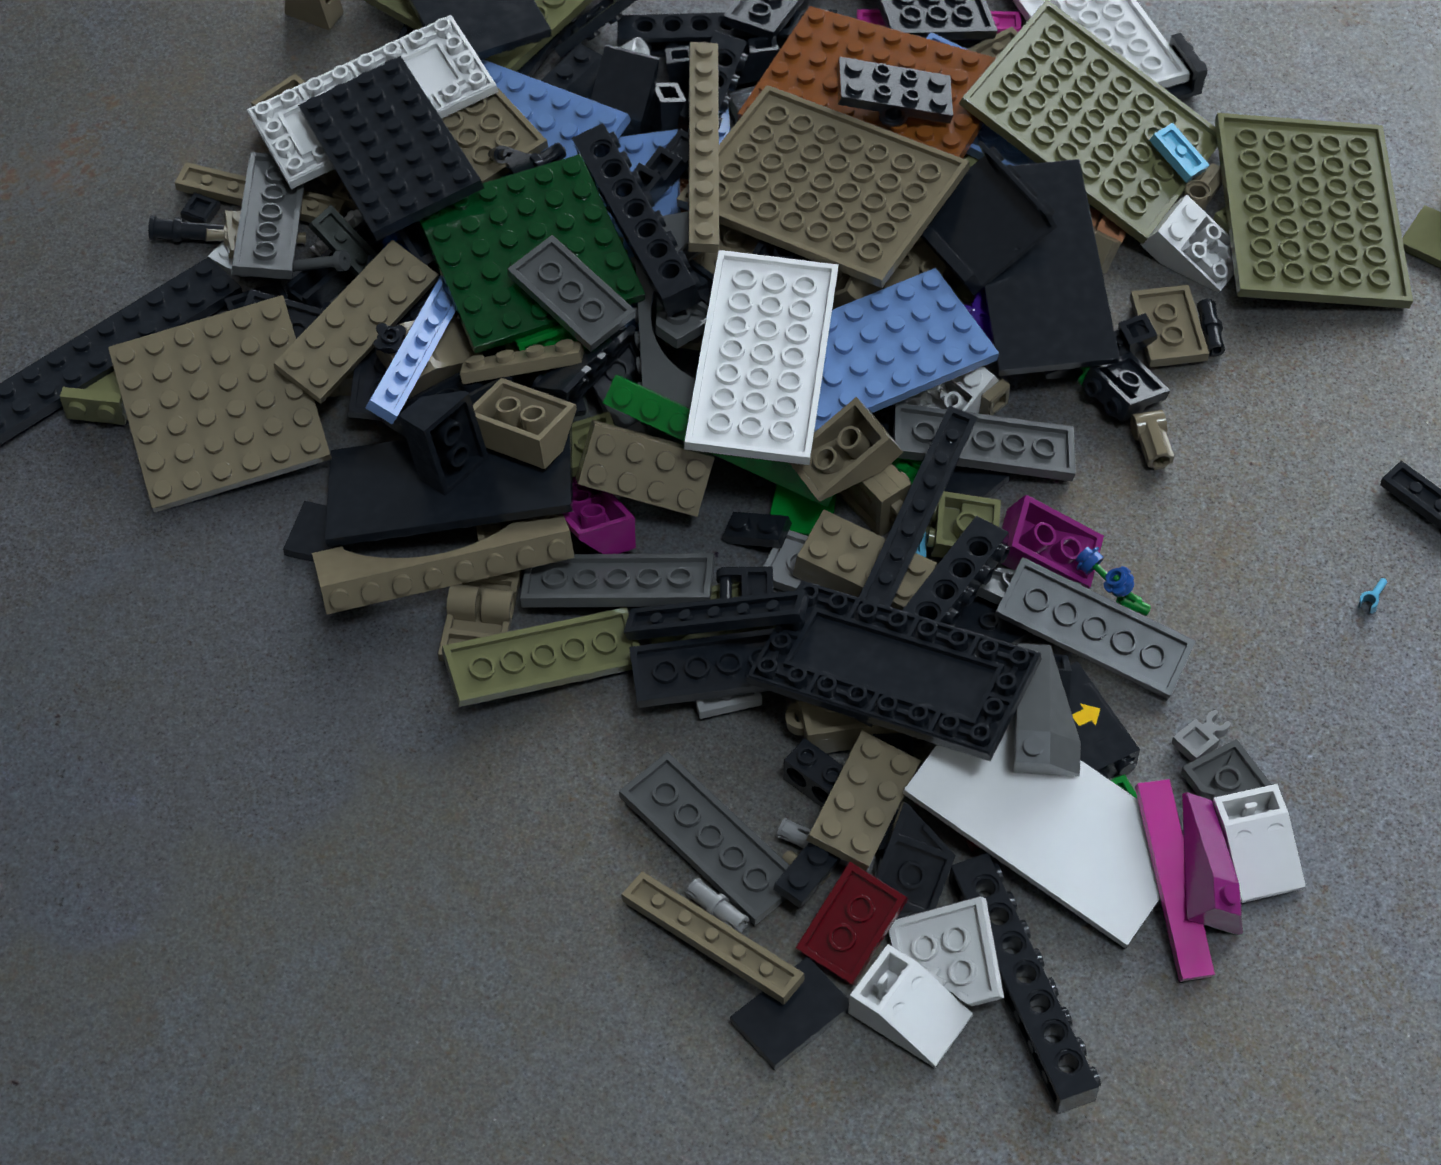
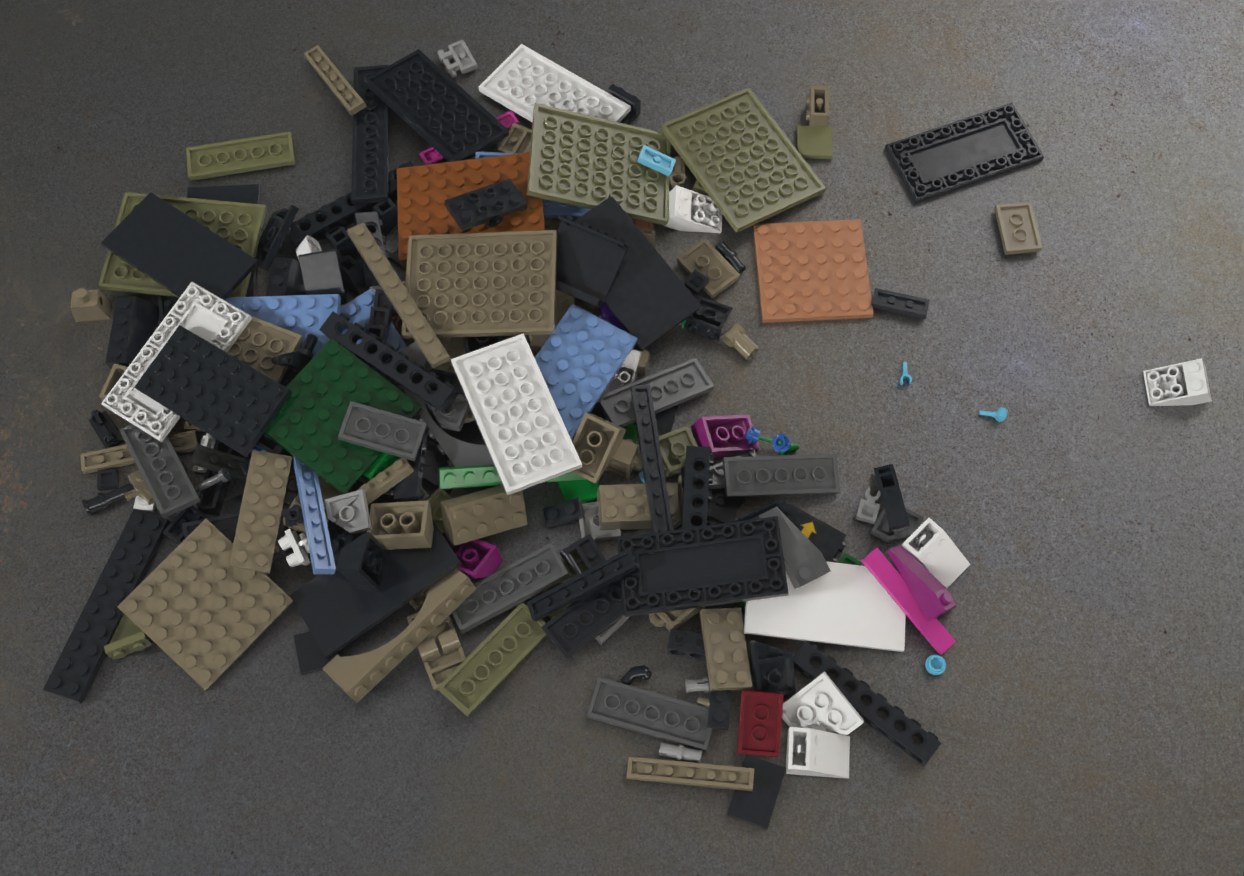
camera: 30 degrees left, 10 degrees up
(236, 147) = (105, 428): none -> black hinge
(345, 38) = (130, 329): none -> black slope
(366, 376) = (292, 540): none -> white hips
(467, 368) = (349, 511): none -> light grey plate
(723, 775) = (634, 672): none -> black arm
(1163, 989) = (935, 664): none -> medium azure plate
(1238, 733) = (891, 497): none -> black slope
(1322, 400) = (812, 271): none -> nougat plate

